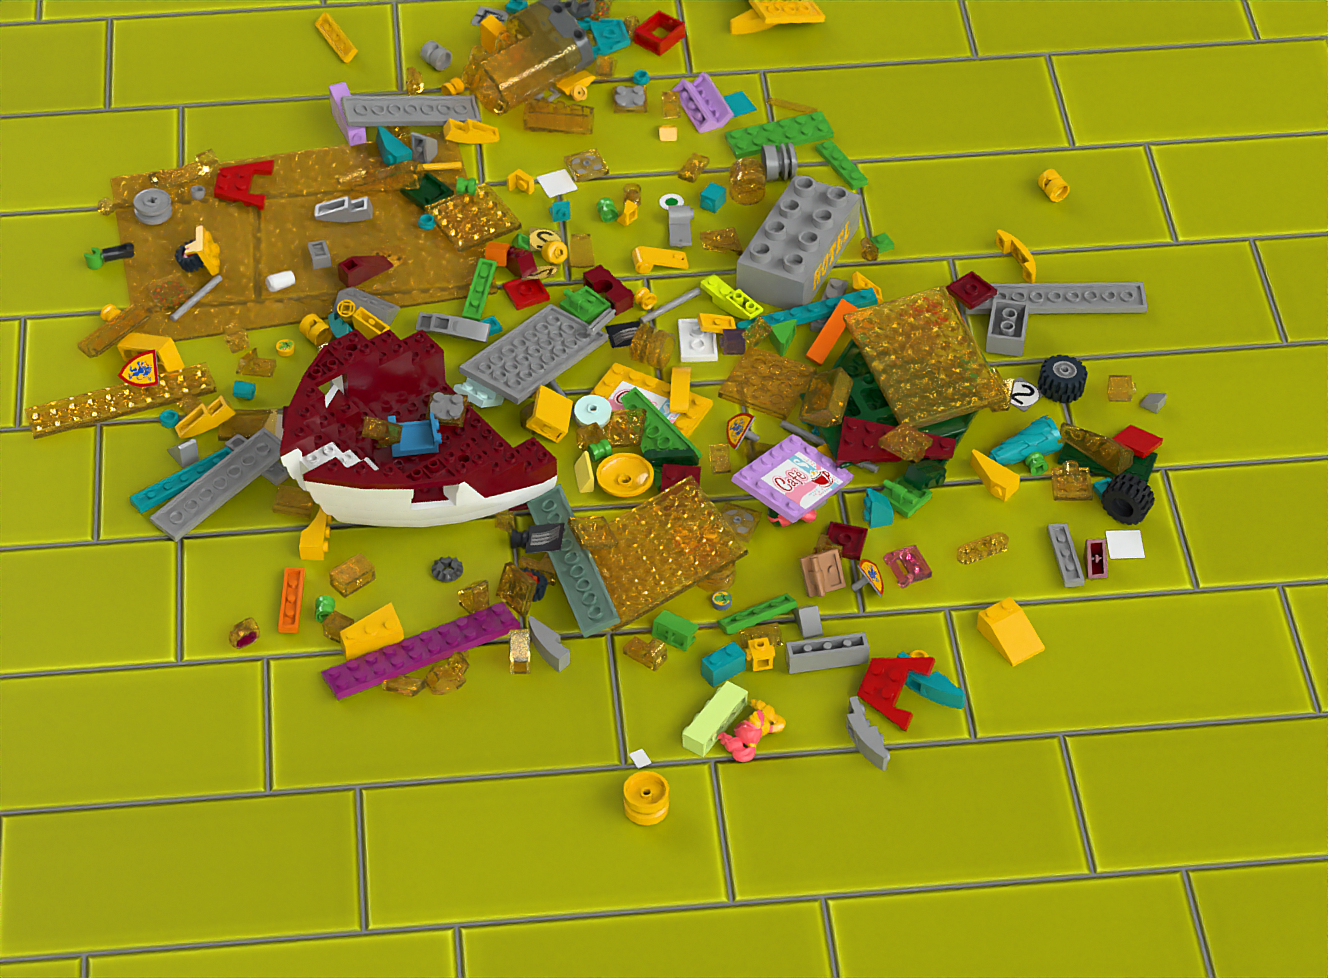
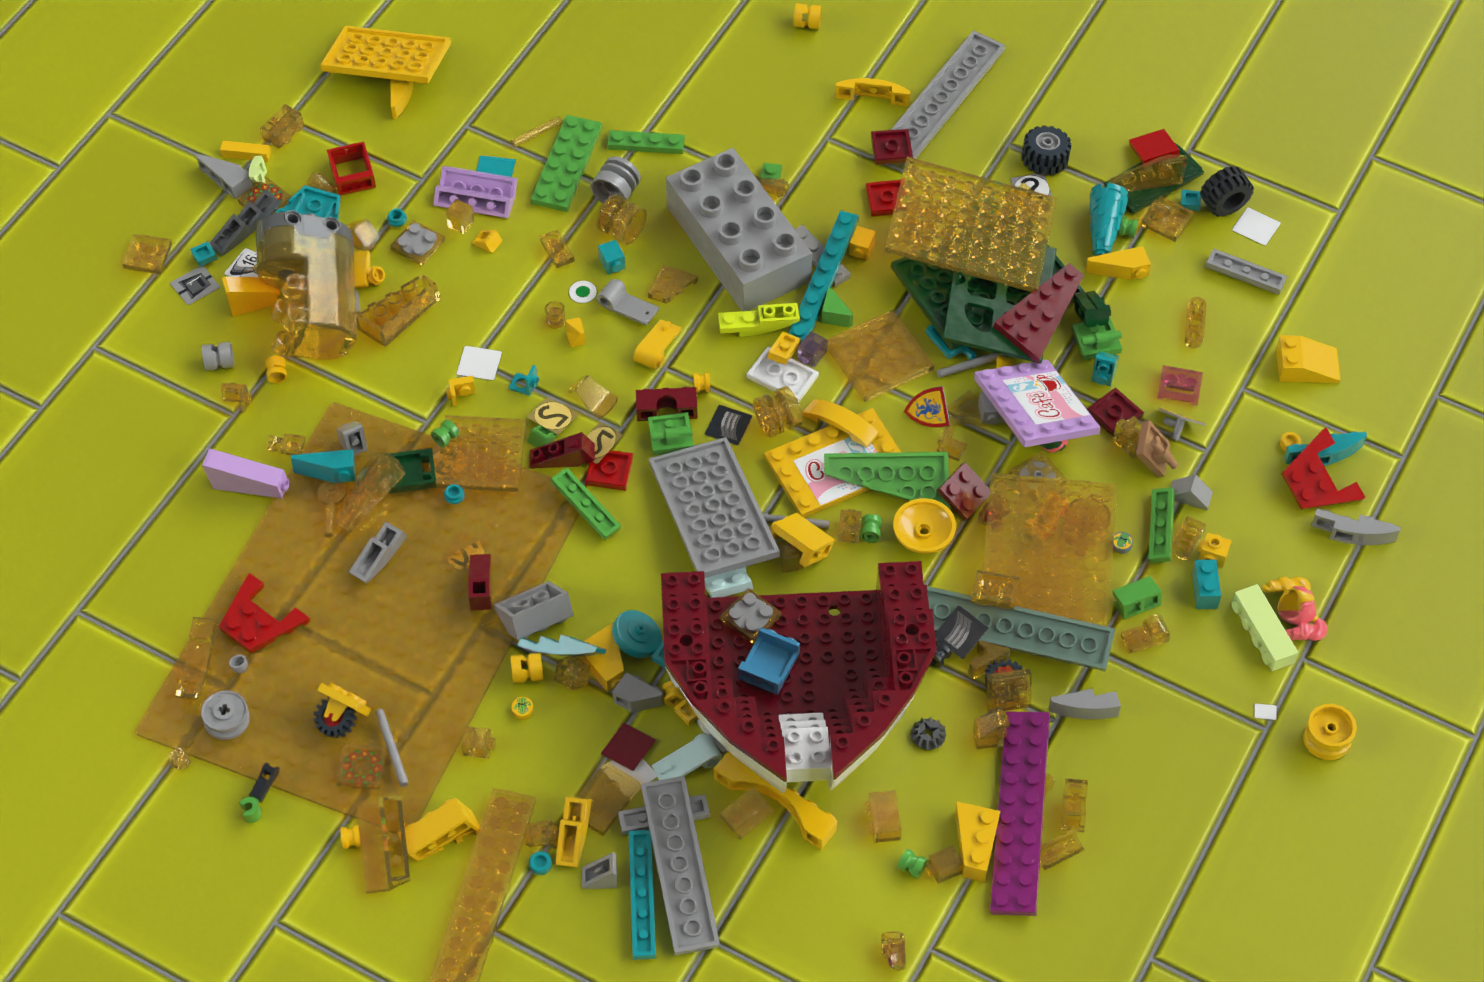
camera: 55 degrees left, 10 degrees up
(141, 370) = (468, 850): shield -> none
(244, 390) = (557, 774): teal gear -> none
(255, 366) = (527, 747): clear yellow slope -> none
(280, 281) = (434, 660): white piece -> none
(291, 600) = (877, 885): orange plate -> none
(319, 254) = (428, 616): light grey slope -> none
(336, 37) = (109, 423): yellow plate -> none
(348, 313) = (538, 628): yellow wheel -> none
(368, 324) = (572, 619): yellow slope -> none
(383, 431) = (765, 682): clear yellow slope -> none
(408, 110) = (290, 420): light grey plate -> none
(442, 166) = (379, 443): yellow bar -> none
(453, 326) = (616, 553): light grey slope -> none
(470, 132) = (353, 390): yellow slope -> none
(495, 325) = (632, 523): teal tile -> none
(497, 252) = (550, 461): orange panel -> none
(519, 651) = (1087, 731): clear yellow slope -> none
(554, 252) = (583, 416): yellow head -> none
(584, 473) = (885, 552): light yellow slope -> none
(585, 416) = (817, 512): light aqua plate -> none
(586, 165) = (480, 326): clear yellow piece -> none
(600, 321) = (707, 433): light grey axle -> none
(607, 210) = (558, 344): bright green wheel -> none
(626, 427) = (866, 490): clear yellow plate -> none
(674, 457) = (936, 478): dark green hinge -> none
(676, 302) = (721, 370): light grey bar -> none
(757, 331) = (824, 324): clear yellow brick -> none
(826, 398) = (968, 321): clear yellow slope -> none
(827, 652) = (1248, 501): light grey brick -> none
(829, 333) = (865, 272): orange tile -> none
(861, 283) = (824, 220): yellow slope -> none
(906, 442) = (1061, 297): clear yellow plate -> none
(1007, 327) = (957, 147): light grey brick -> none
(1095, 558) = (1268, 254): dark red slope -> none
(1120, 388) = (1084, 120): clear yellow brick -> none
(1154, 401) = (1113, 108): light grey slope -> none

